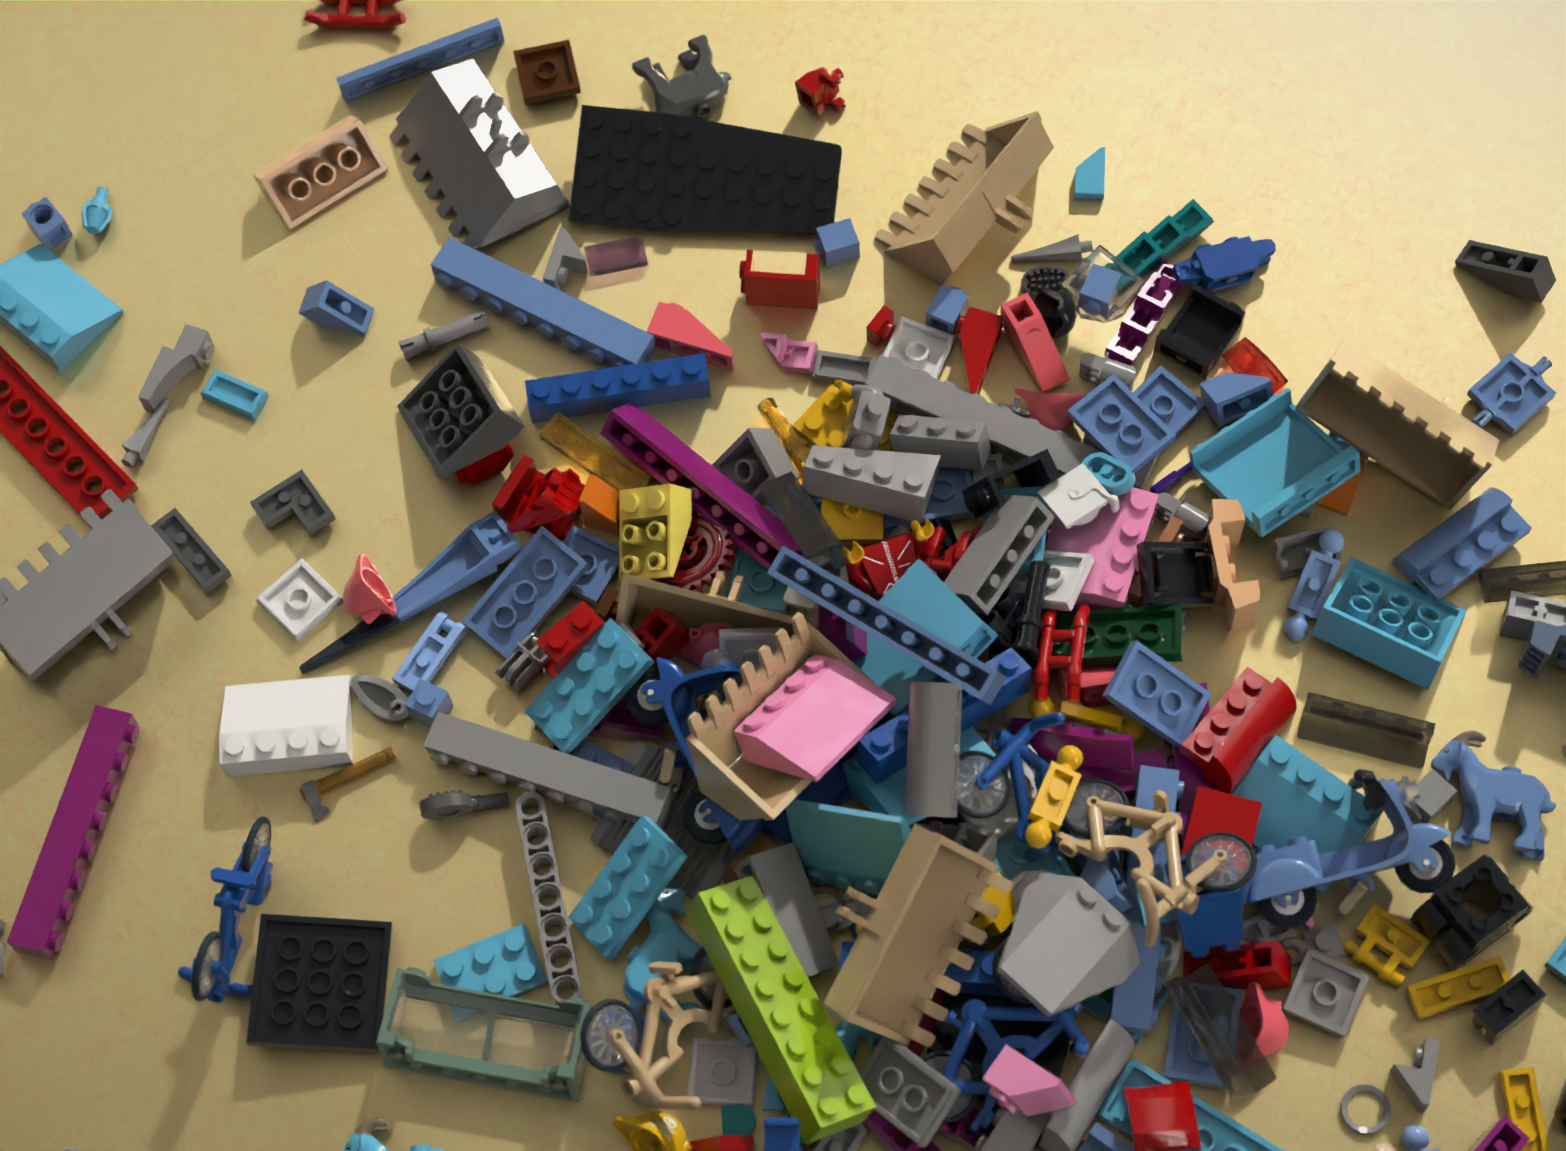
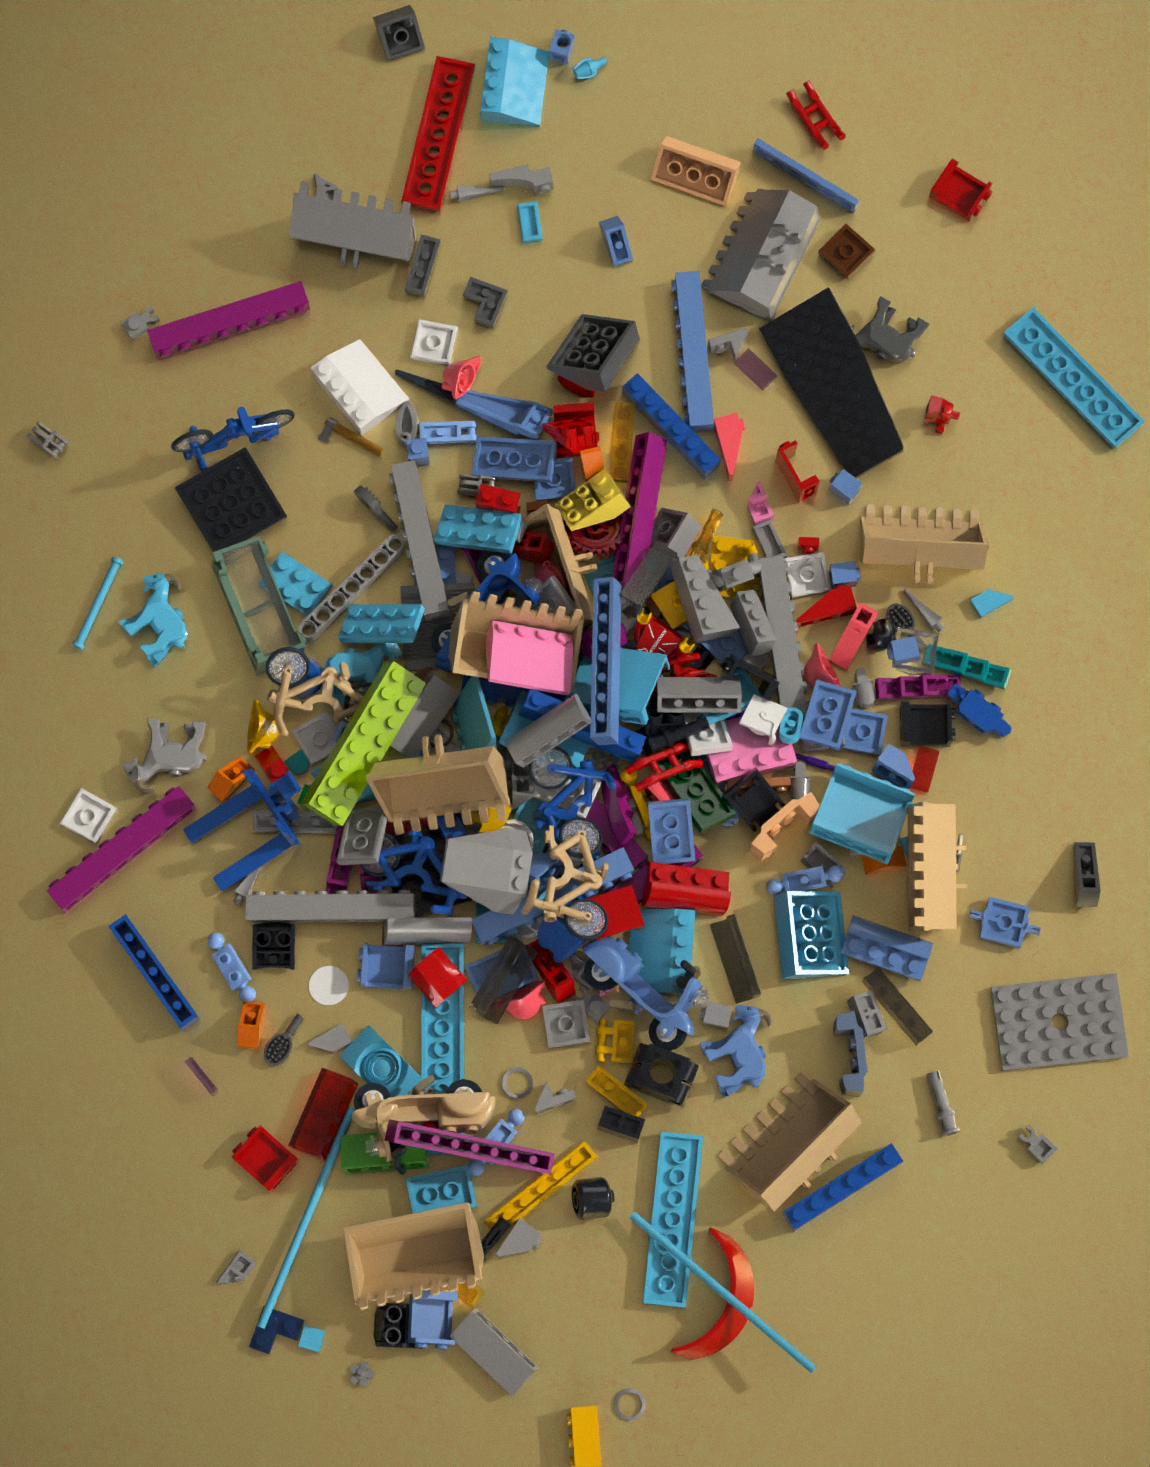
camera: 50 degrees right, 10 degrees up
(440, 335) = (640, 308): light grey pin -> none
(1019, 411) = (805, 649): light grey plant -> none
(1025, 1085) = (399, 892): bright pink slope -> none
(1054, 796) = (571, 811): yellow plate -> none

